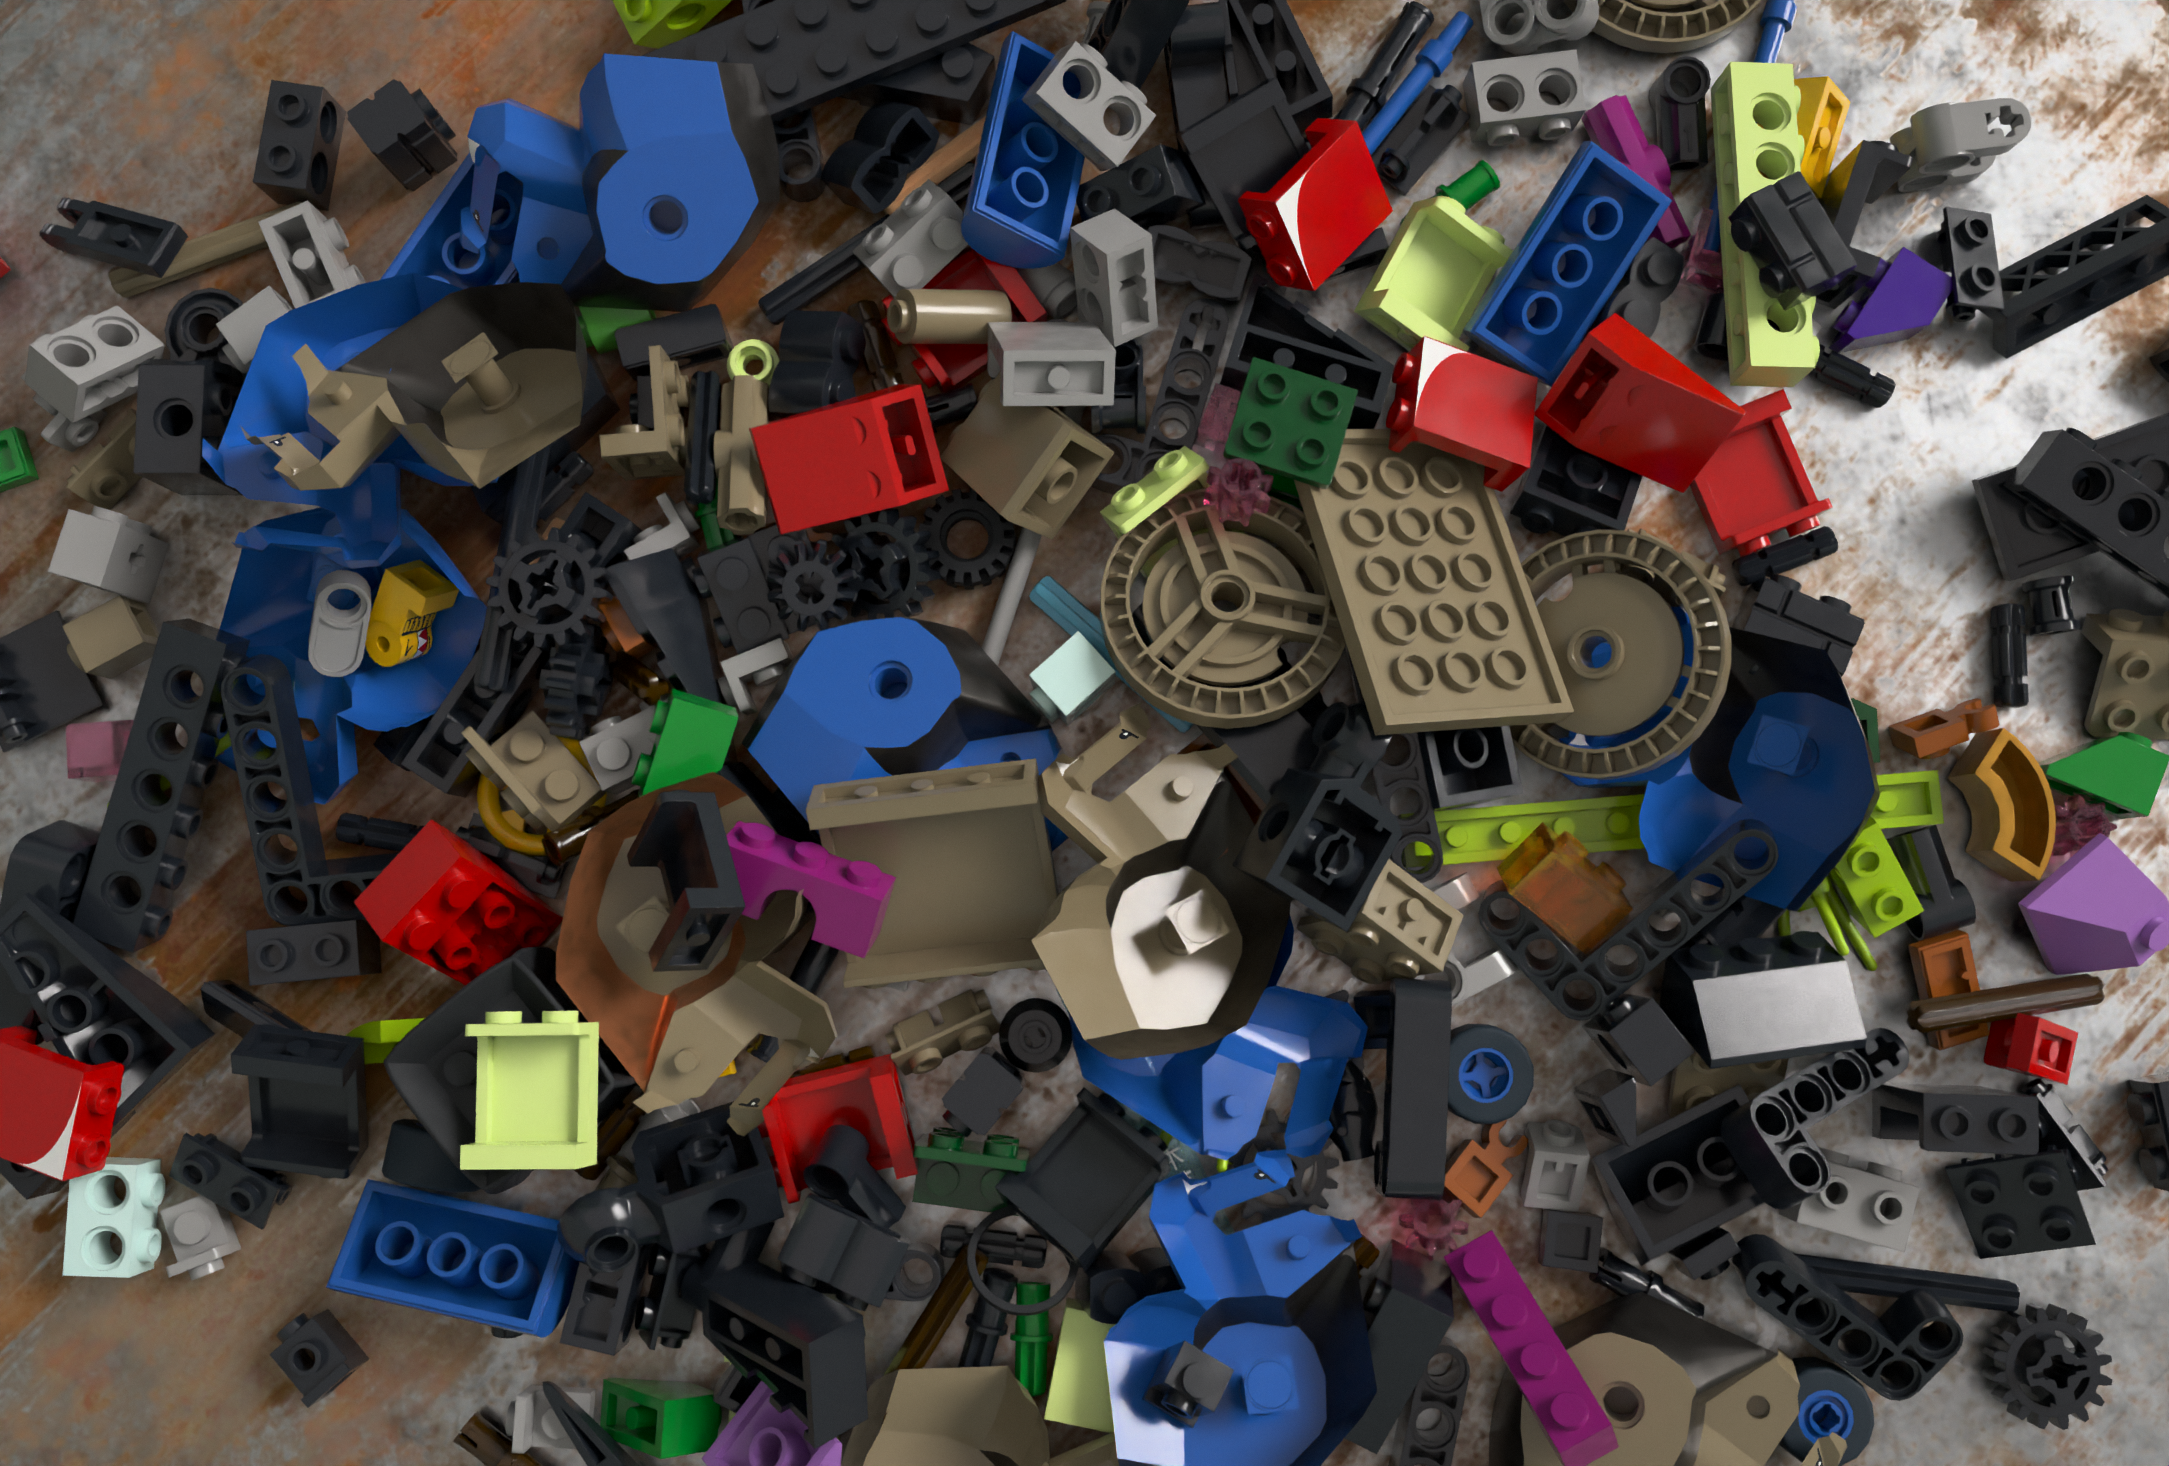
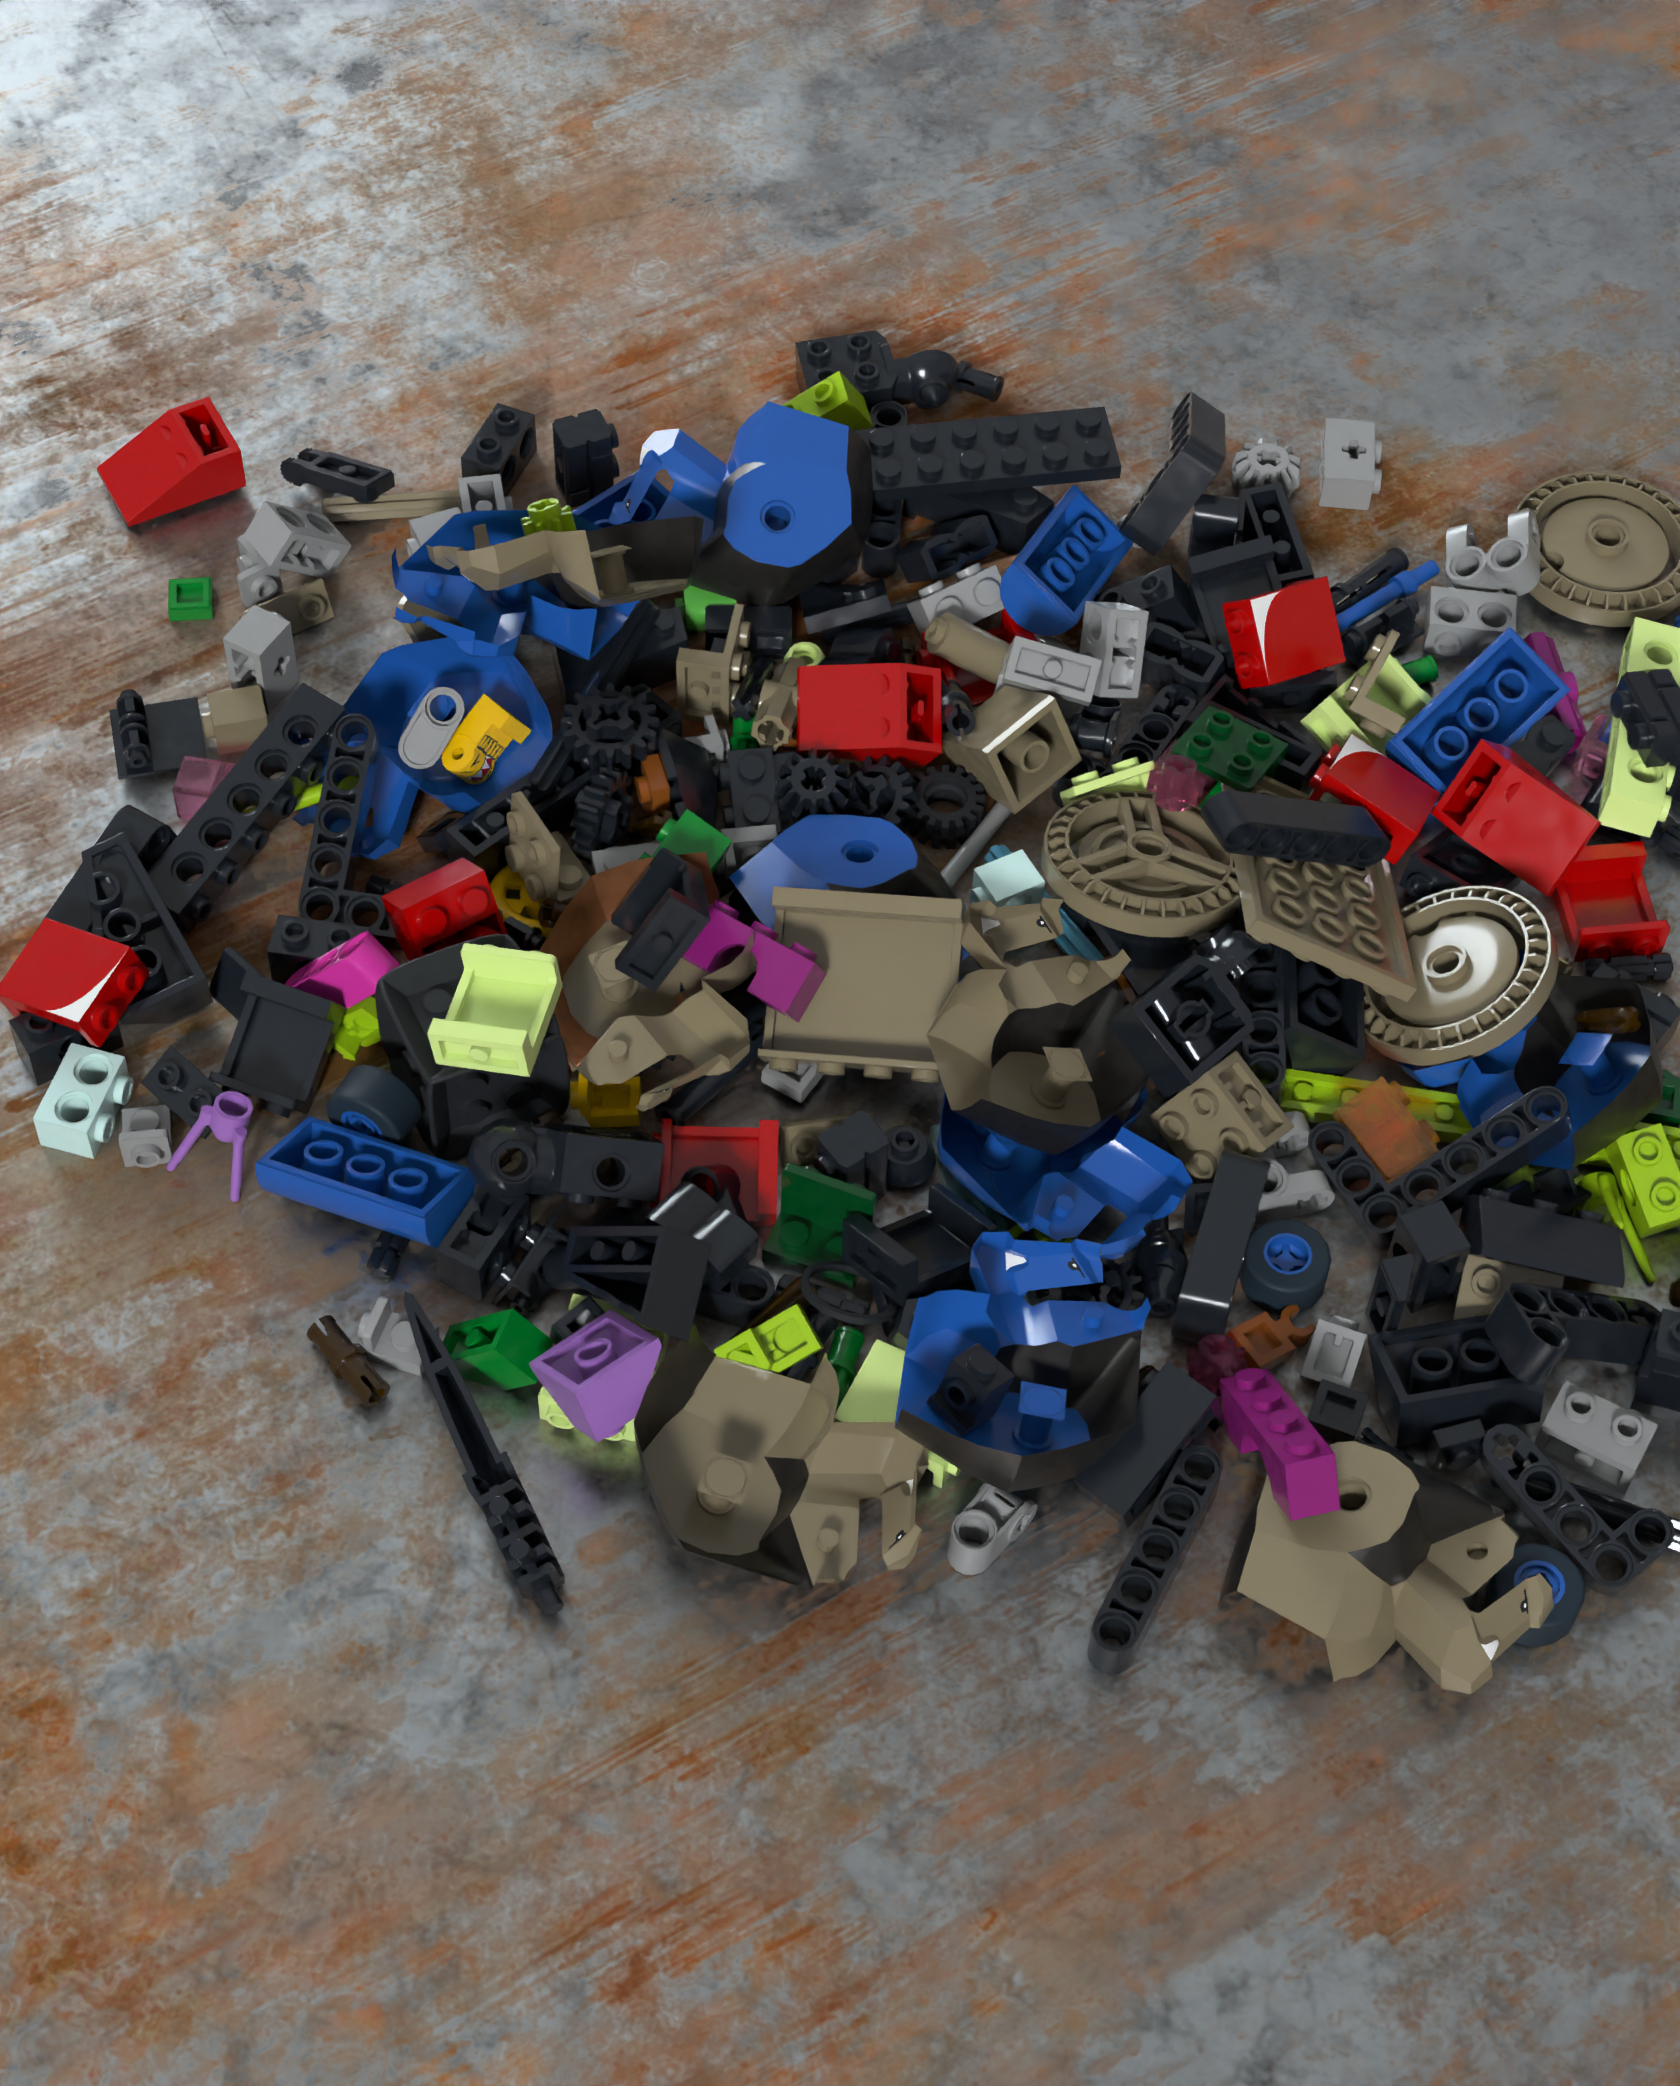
camera: 10 degrees right, 30 degrees down
(187, 398) = (359, 590): black brick -> none
(280, 1239) = (229, 1123): none -> medium lavender plant
(334, 1350) = (215, 1241): black brick -> none
(345, 1007) = (346, 972): none -> dark pink beam
(385, 305) = (549, 516): none -> lime gear
(780, 274) = (836, 605): none -> black plate
(949, 422) = (956, 708): none -> black pin
(956, 1344) = (774, 1343): none -> lime slope
(1082, 118) = (1112, 539): light grey brick -> none
(1394, 538) = (1295, 829): none -> black beam
(1438, 291) = (1374, 716): none -> dark tan bracket
(1682, 119) = (1596, 660): black piece -> none
(1798, 700) = (1608, 1020): none -> dark brown axle

